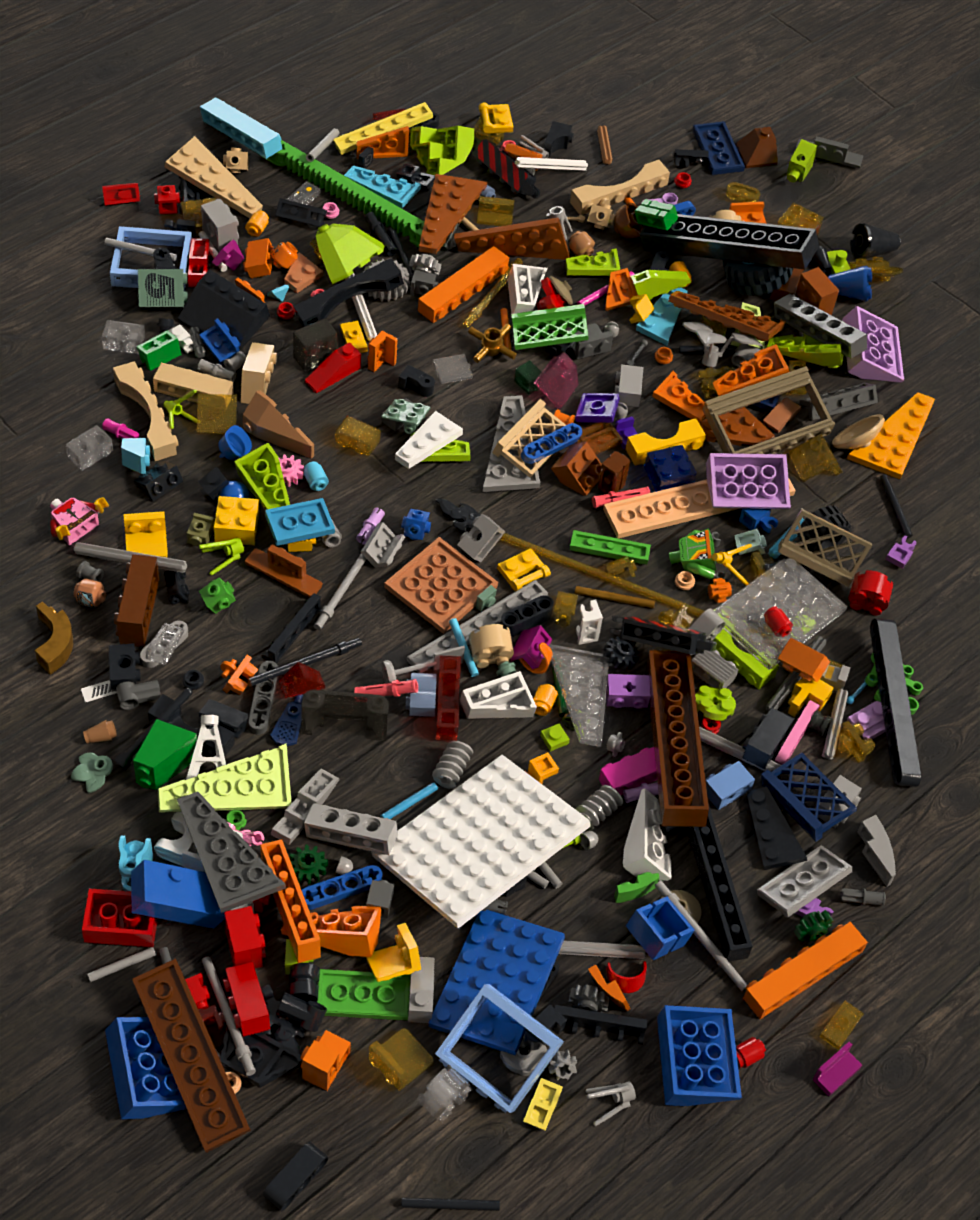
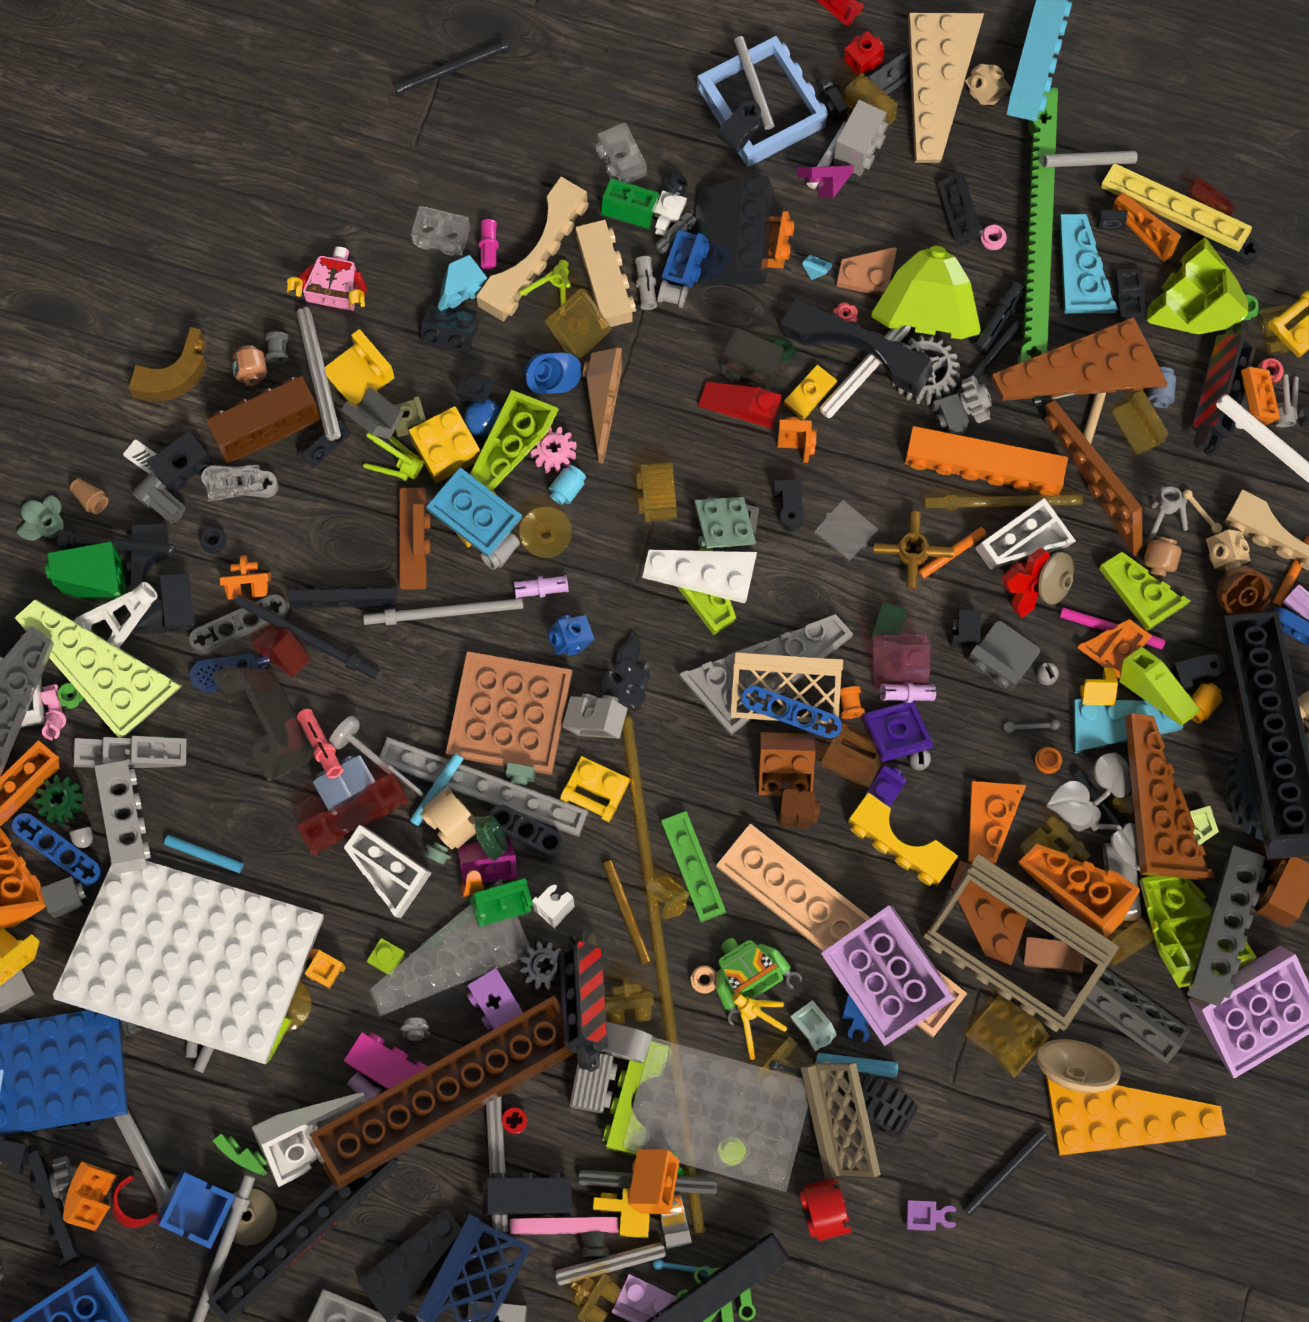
camera: 65 degrees right, 20 degrees up
(162, 287) = (712, 145): sand green panel -> none
(185, 541) = (375, 414): none -> dark grey panel
(198, 260) = (796, 152): red slope -> none
(218, 595) = (329, 492): bright green brick -> none
(257, 223) = (905, 173): light orange brick -> none
(257, 370) = (671, 325): tan wedge -> none
(258, 258) = (849, 211): orange brick -> none
(284, 255) = (873, 236): orange head -> none
(286, 310) = (793, 287): red plate -> none
(305, 193) = (995, 191): tile -> none
(339, 502) = (543, 520): none -> clear yellow dish
(382, 546) = (516, 617): light grey bracket -> none
(452, 764) = (273, 870): light grey piece -> none
(523, 624) = (490, 836): none -> clear green hat
(544, 699) = (424, 917): light orange brick -> none
(555, 319) = (996, 595): bright green fence -> none
(565, 606) = (577, 865): clear yellow plate -> none
(568, 647) = (501, 903): none -> green hinge
(577, 390) = (907, 692): none -> lavender pin
(588, 839) = (273, 1070): light grey hinge -> none
(599, 501) = (778, 835): coral pin -> none
(600, 804) = (316, 1057): light grey piece -> none
(629, 384) = (963, 746): light grey brick -> none
(656, 214) = (1260, 618): green brick -> none
(672, 468) = (858, 869): clear blue piece -> none
(708, 696) = (538, 1124): lime plate -> none
(719, 590) = (712, 1027): orange gear -> none
(728, 784) = (439, 1184): medium blue brick -> none
(778, 622) = (681, 1123): red brick -> none

